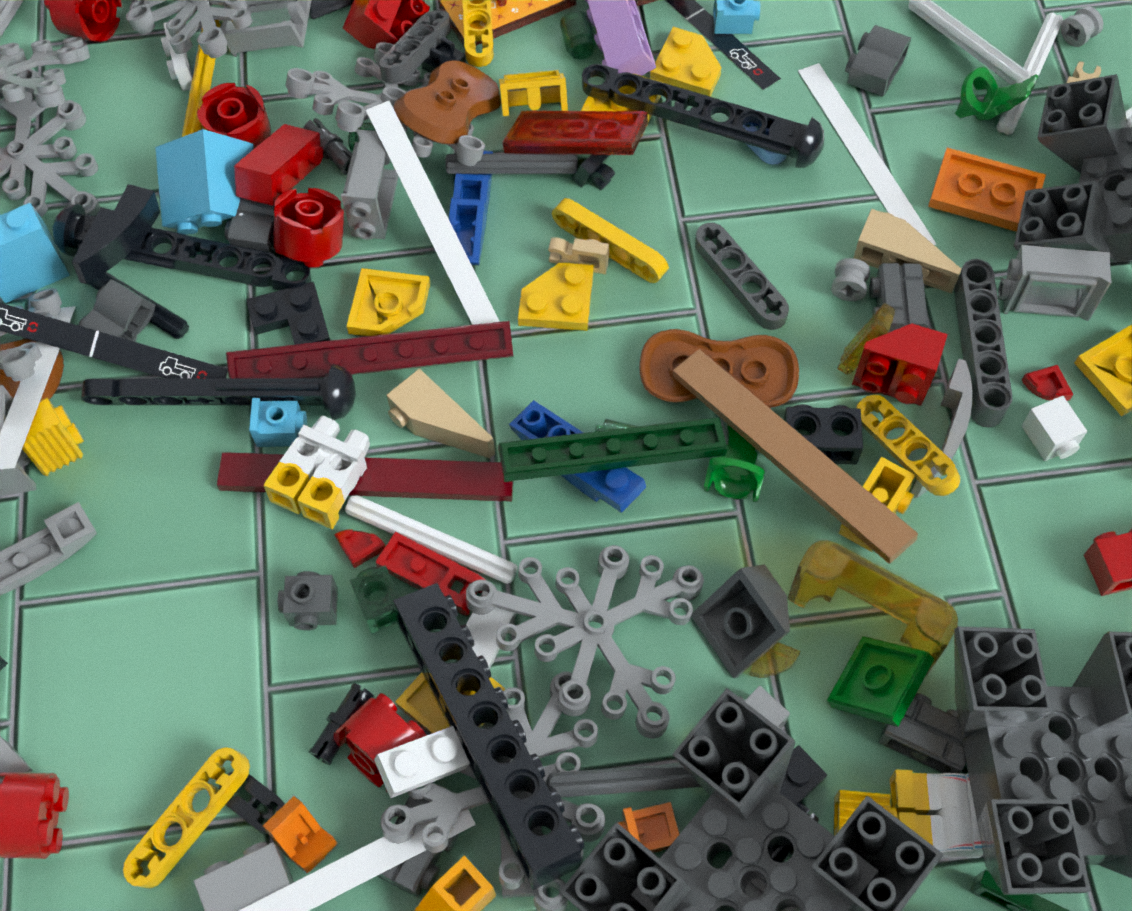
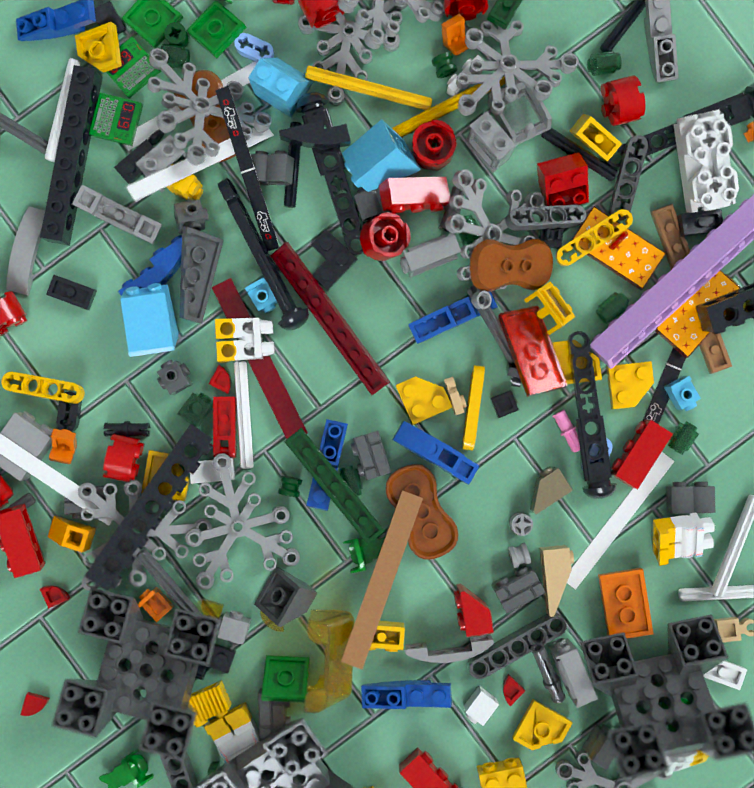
camera: 55 degrees right, 25 degrees up
(76, 692) = (71, 292): none -> black plate
(96, 456) = (190, 215): none -> dark grey brick
(107, 159) = (368, 88): none -> yellow axle
(119, 42) = (454, 35): none -> orange bracket
(142, 545) = (165, 263): none -> blue slope
(147, 70) = (444, 65): none -> dark green wheel
(182, 487) = (198, 270): none -> dark grey wing
(197, 579) = (149, 319): none -> medium azure slope
(273, 48) = (490, 142): none -> light grey window
(386, 301) = (366, 306): yellow plate -> none
(421, 761) = (117, 488): white plate -> none
(432, 214) = (427, 303): white sticker -> none
(435, 416) = (311, 374): tan slope -> none
(578, 524) = (290, 486): none -> dark green wheel
(597, 393) = (371, 455): none -> dark grey brick
(627, 207) = (504, 404): none -> black tile
(639, 306) = (436, 452): none -> blue slope
(707, 150) = (567, 430): none -> bright pink axle
(744, 273) = (496, 494): dark grey beam -> none
(775, 204) = (549, 489): none -> dark tan slope
(787, 82) = (640, 453): none -> red brick
(793, 35) = (683, 437): none -> clear green brick
(804, 250) = (524, 526): none -> light grey wheel
(822, 423) = (406, 587): black brick -> none
(876, 326) = (477, 583): clear yellow tile -> none
(908, 442) = (426, 636): yellow beam -> none
(928, 85) = (681, 537): none -> white hips
(991, 519) = (406, 694): none -> blue slope
(996, 101) = (695, 583): green hair -> none
(1055, 319) = (550, 678): none -> dark grey pin

